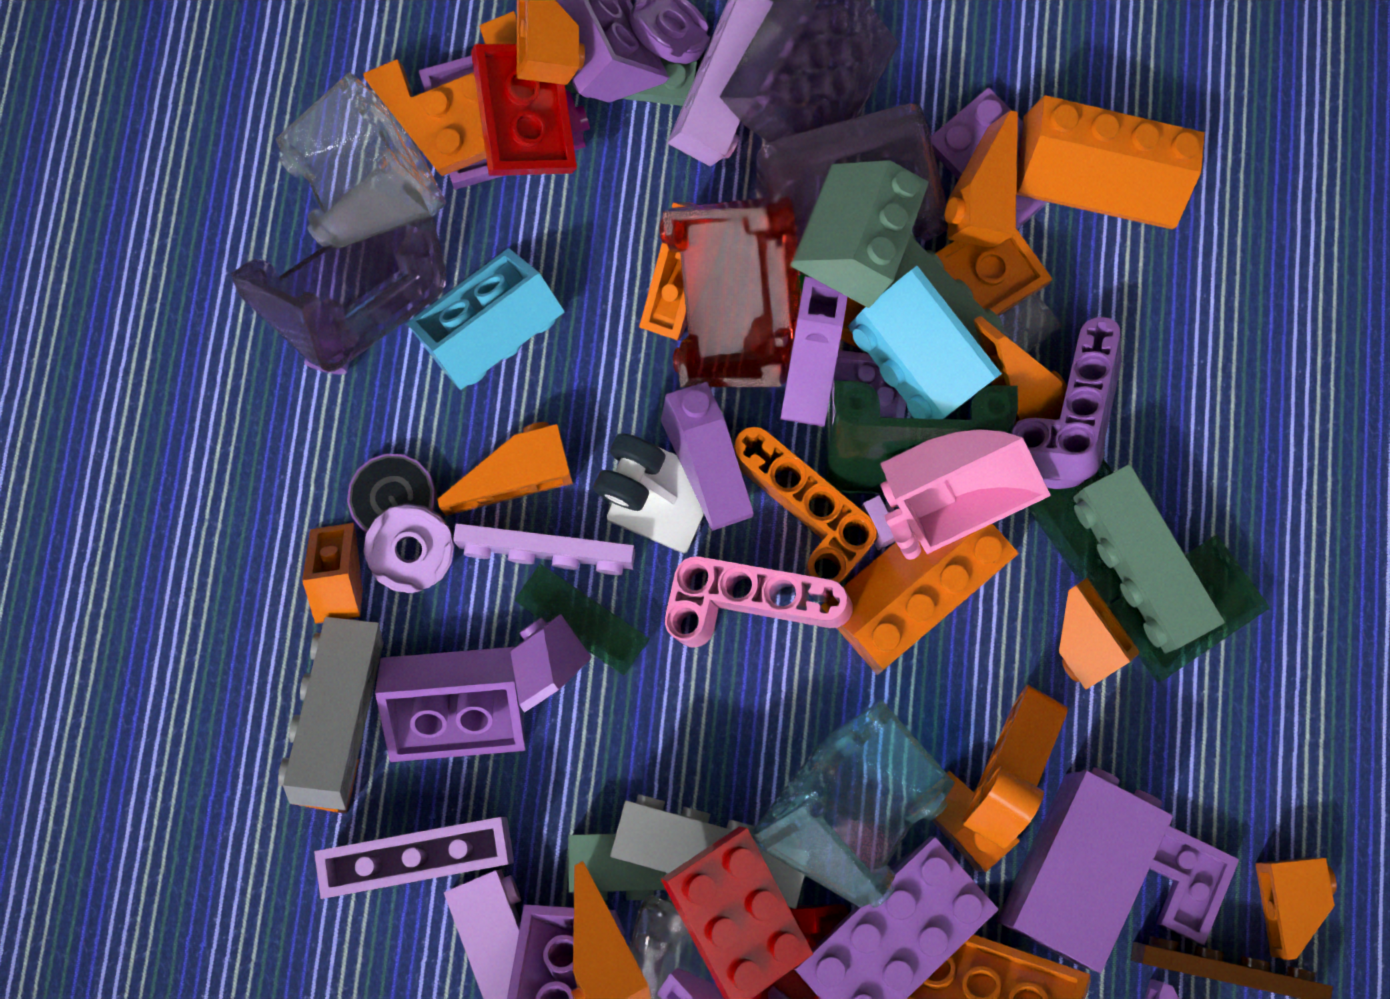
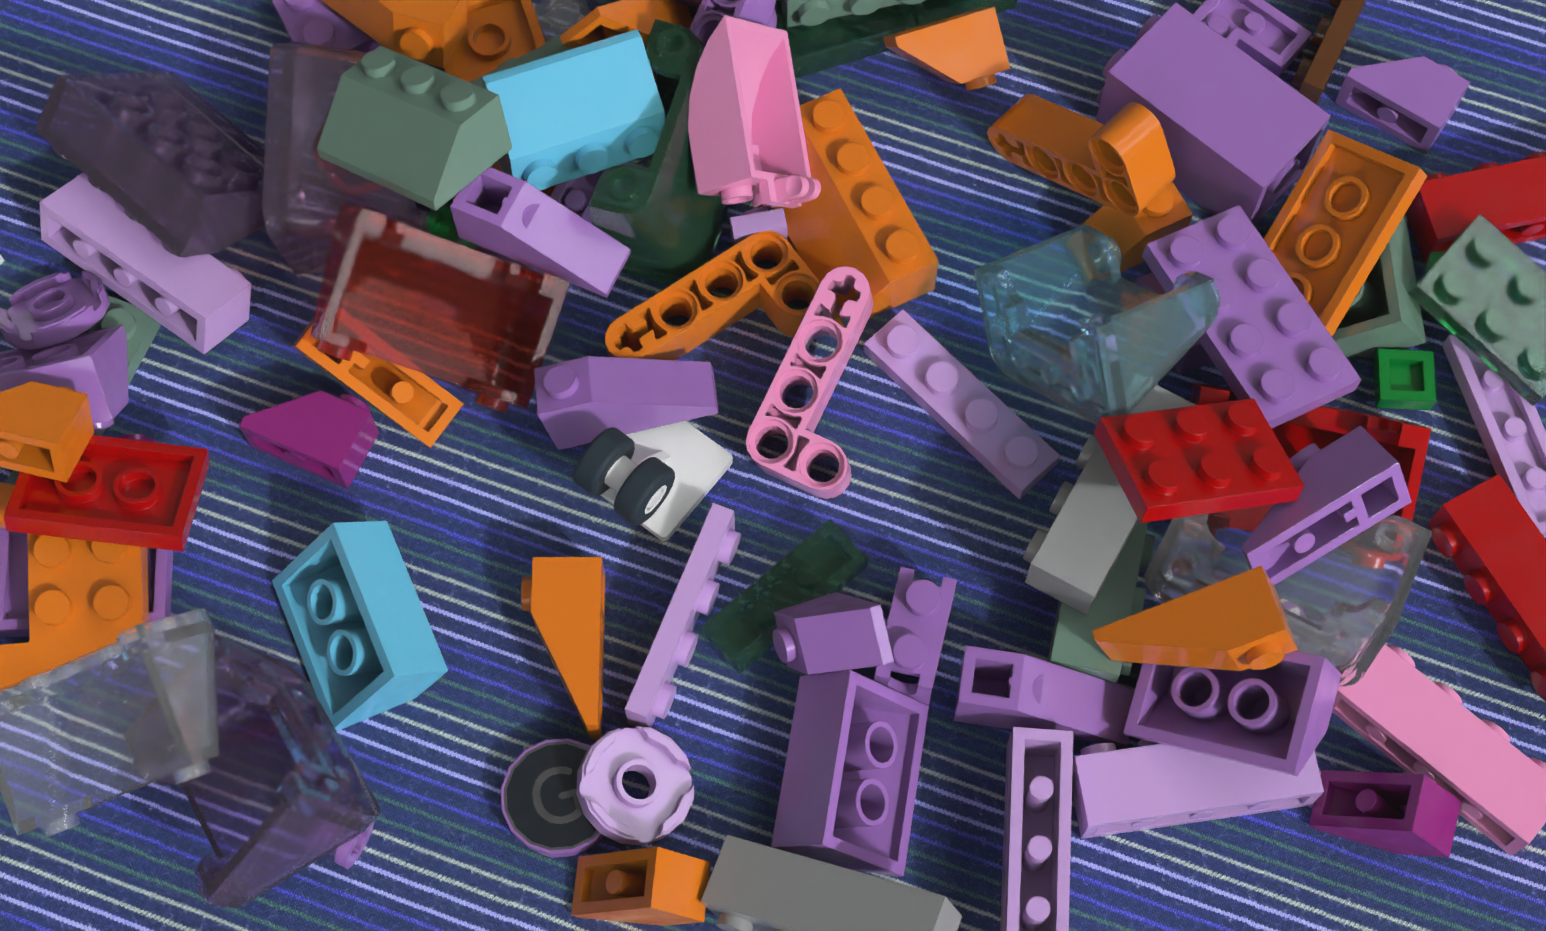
camera: 75 degrees left, 10 degrees down
(542, 835) = (1028, 692): none -> medium lavender slope
(570, 726) = (916, 633): none -> medium lavender brick
(623, 243) = (315, 434): none -> magenta slope
(779, 718) = (961, 404): none -> lavender plate

